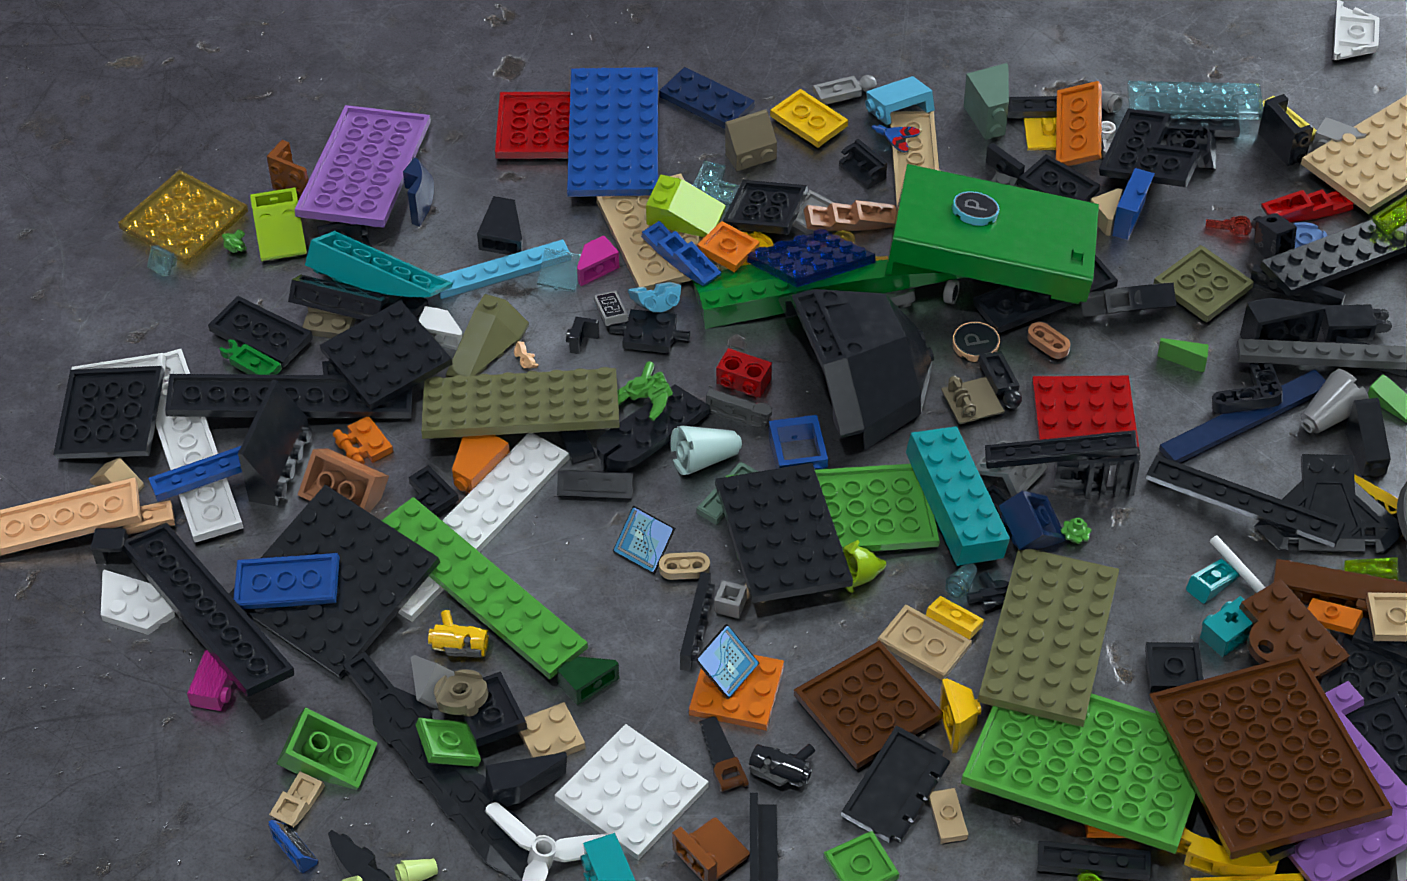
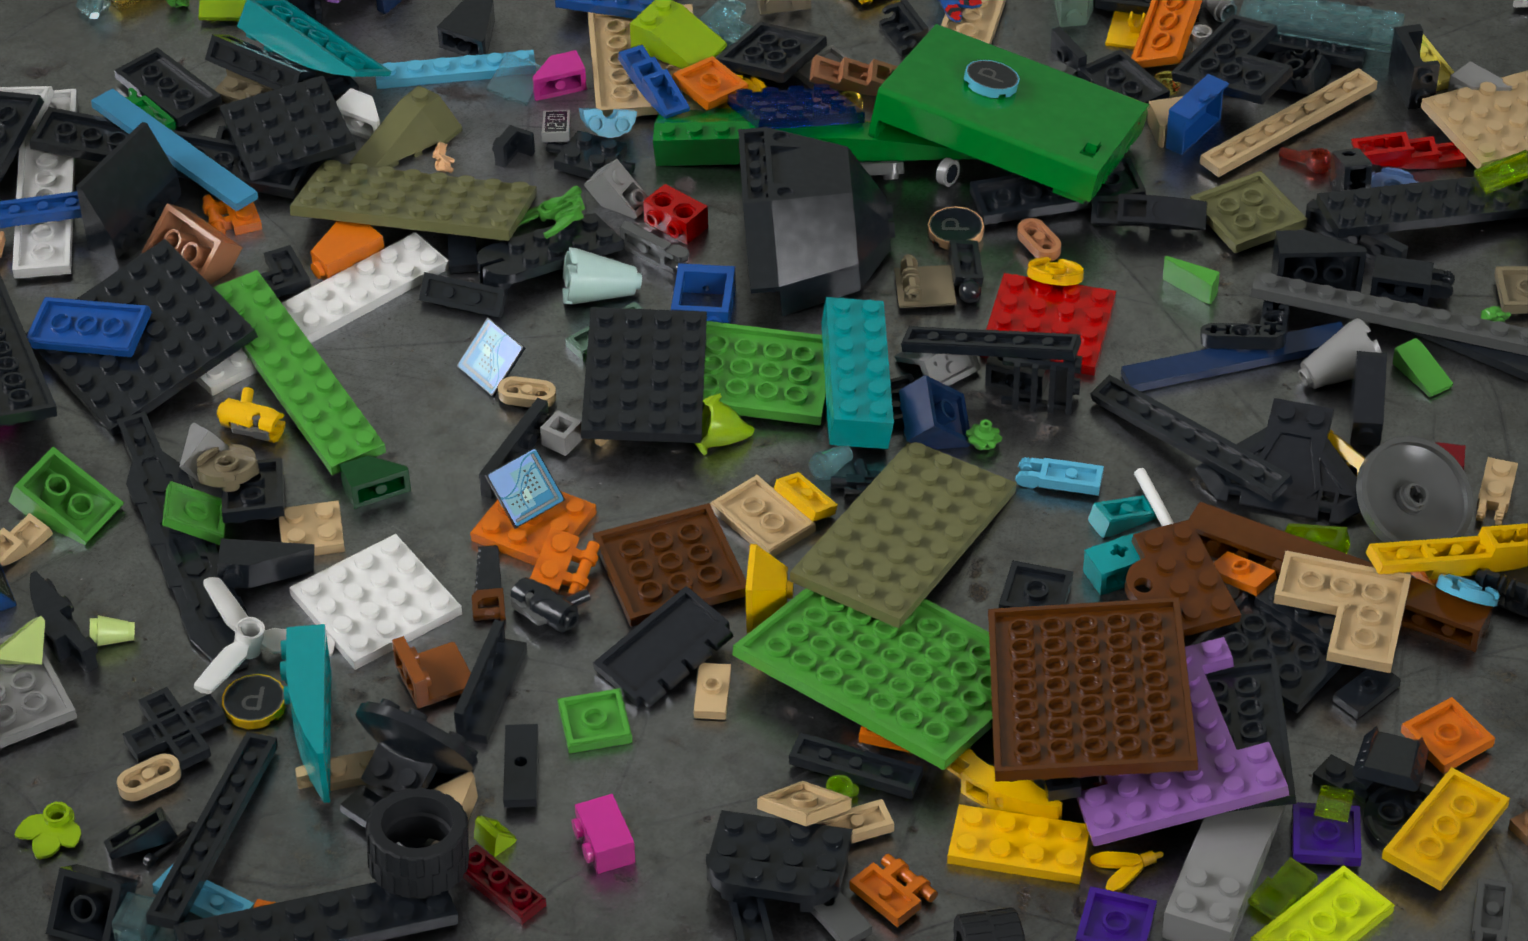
camera: 15 degrees right, 5 degrees down
(305, 397) = (179, 152): none -> dark azure tile
(686, 359) = (617, 190): none -> light grey slope
(772, 722) = (555, 558): none -> orange plate
(1075, 368) = (1055, 273): none -> yellow tile
(1093, 173) = (1165, 78): none -> clear yellow tile
(1151, 554) = (1060, 475): none -> medium azure hinge
(1202, 196) = (1288, 122): none -> tan plate

